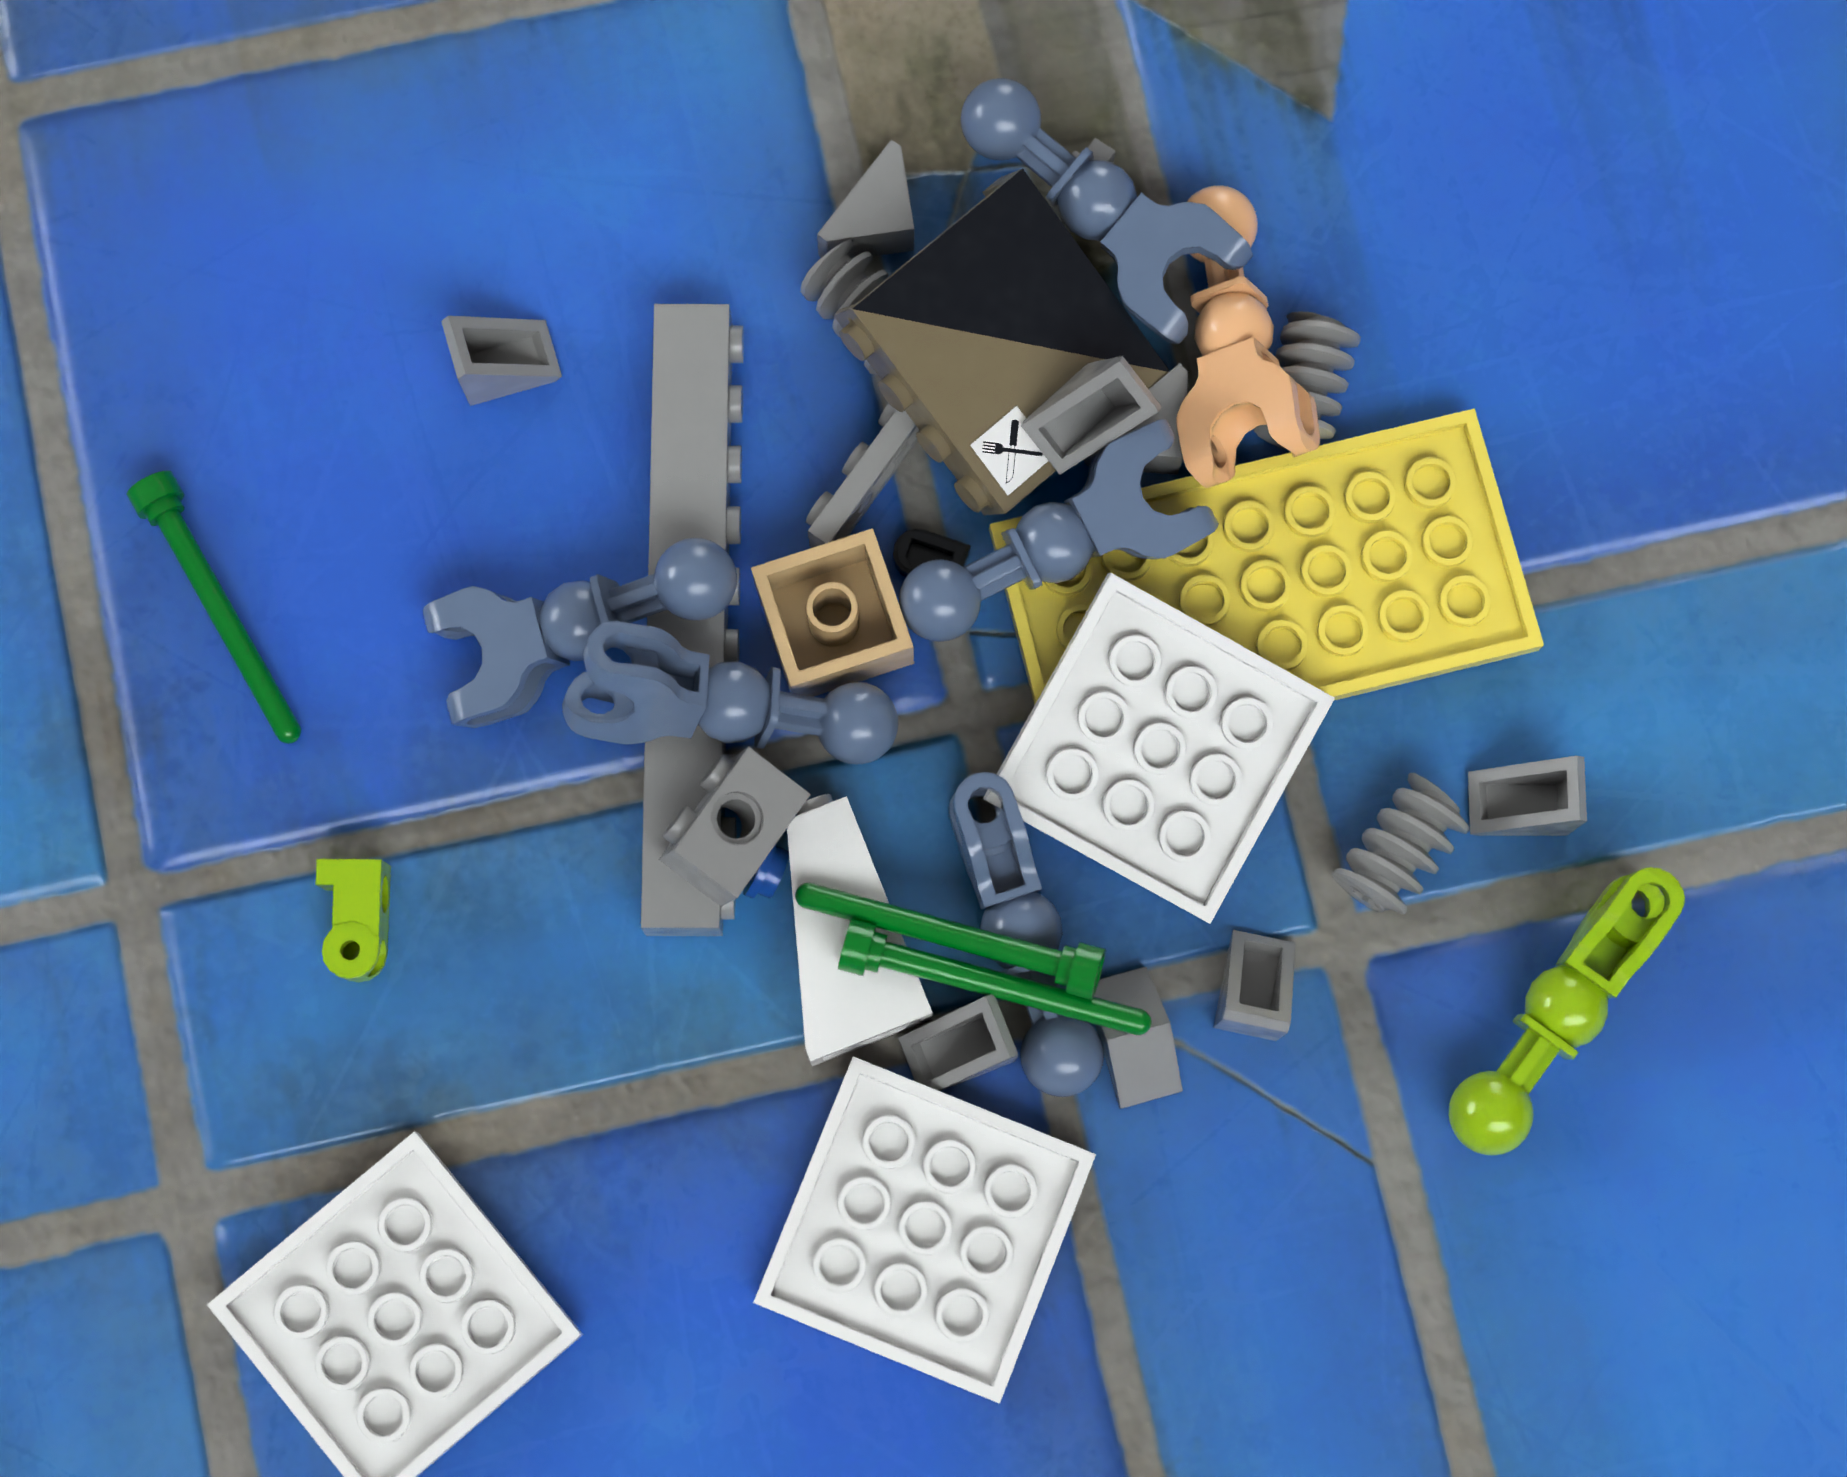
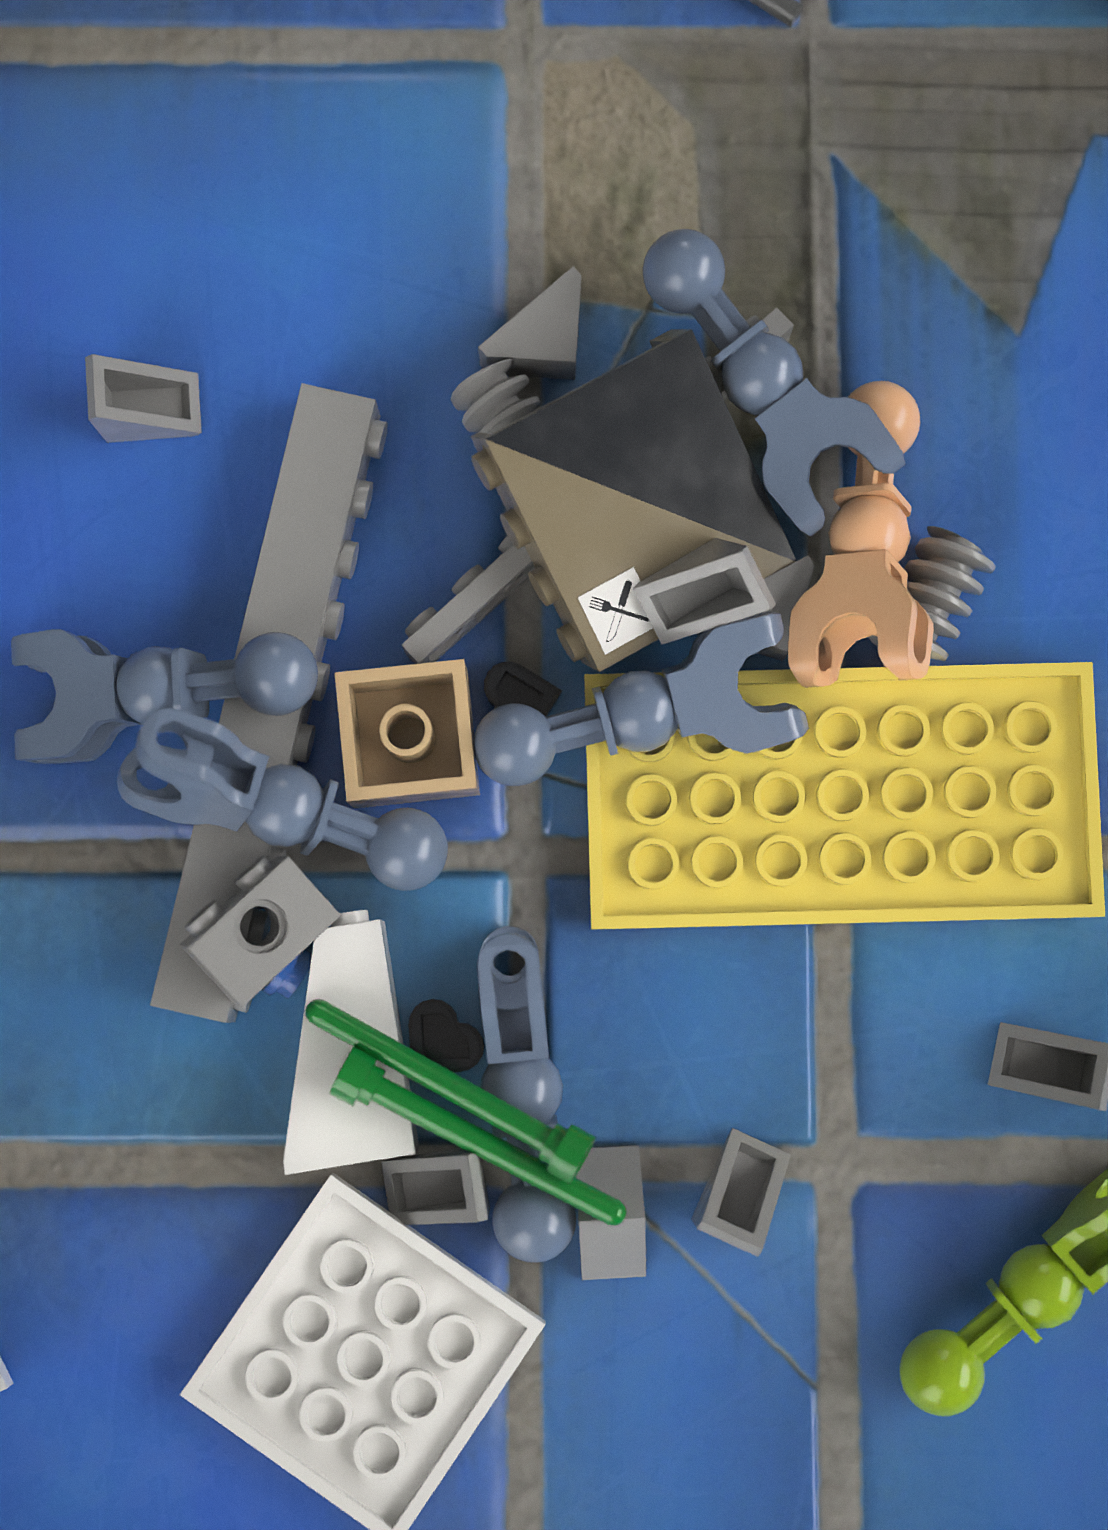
camera: 15 degrees right, 5 degrees up
(924, 892) = (442, 1038): none -> black tile
(1160, 747) = (699, 938): white plate -> none
(1401, 846) = (917, 1088): light grey piece -> none

